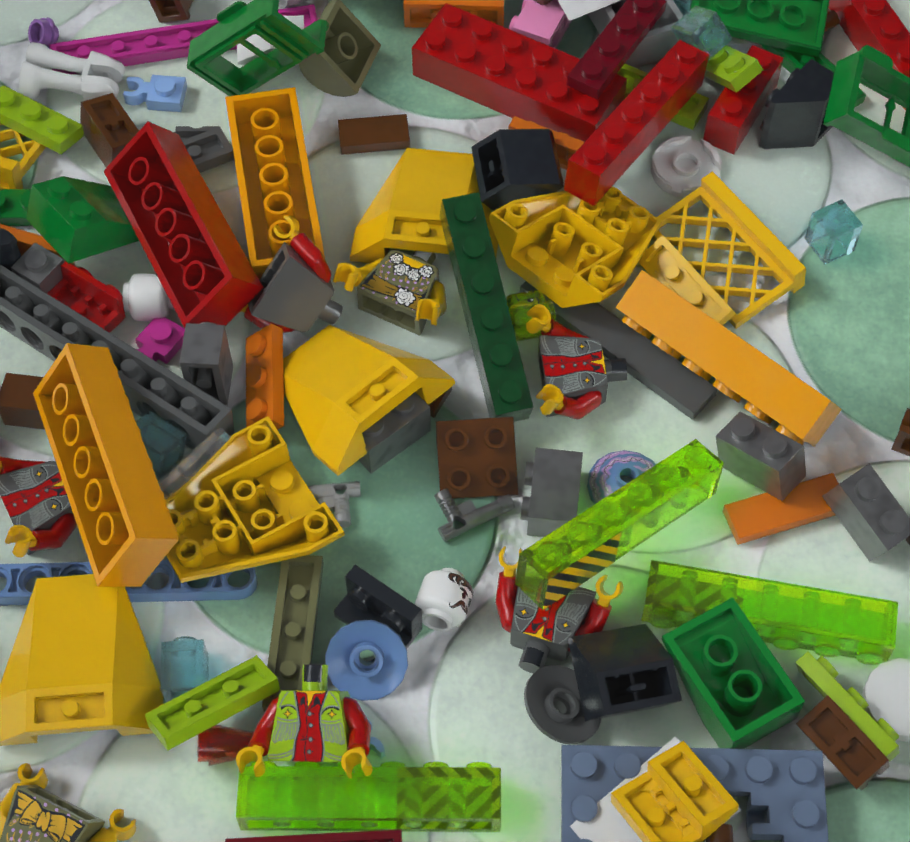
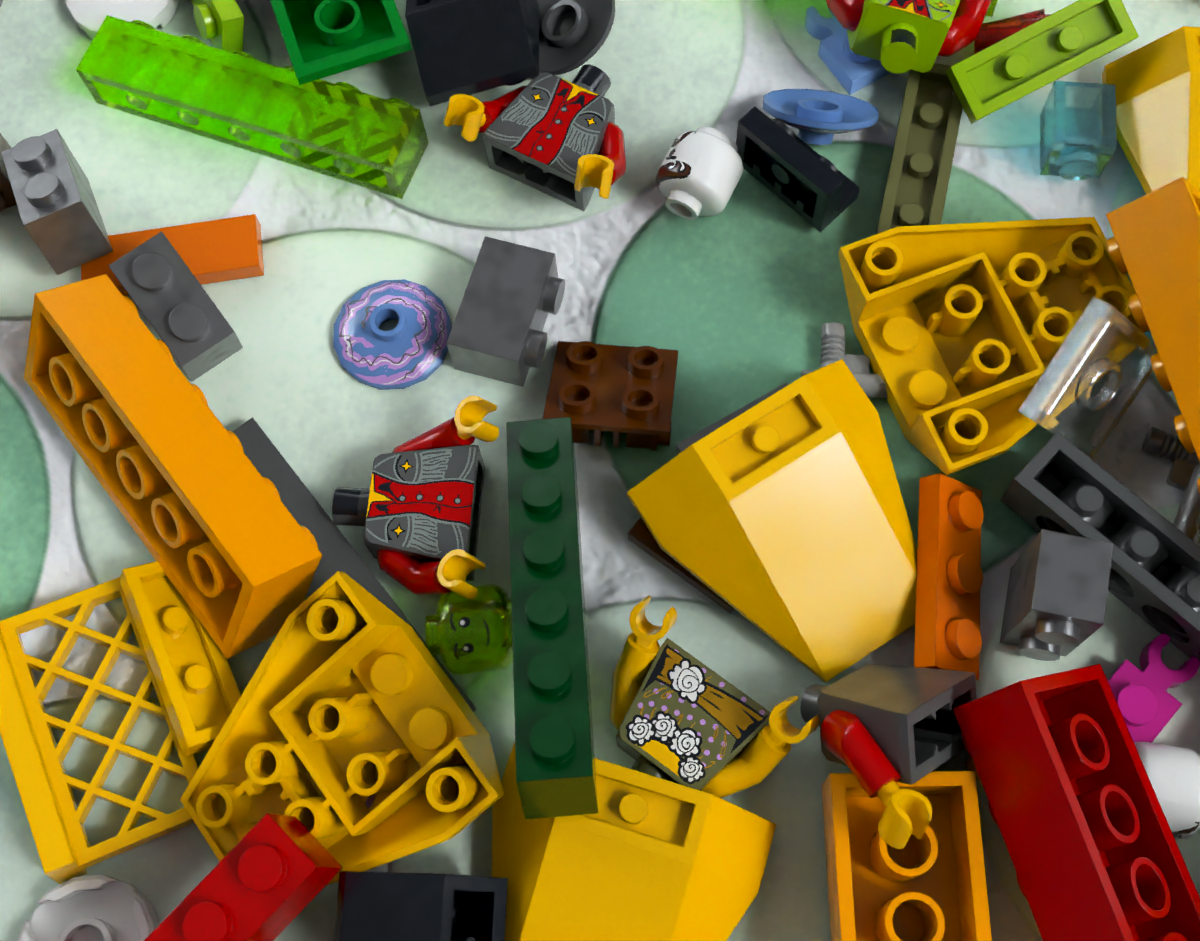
camera: 165 degrees left, 10 degrees up
(162, 442) = (1149, 471): clear light blue brick -> none
(468, 514) = (641, 314): flat silver hose -> none
(617, 524) = (418, 215): clear neon green brick -> none

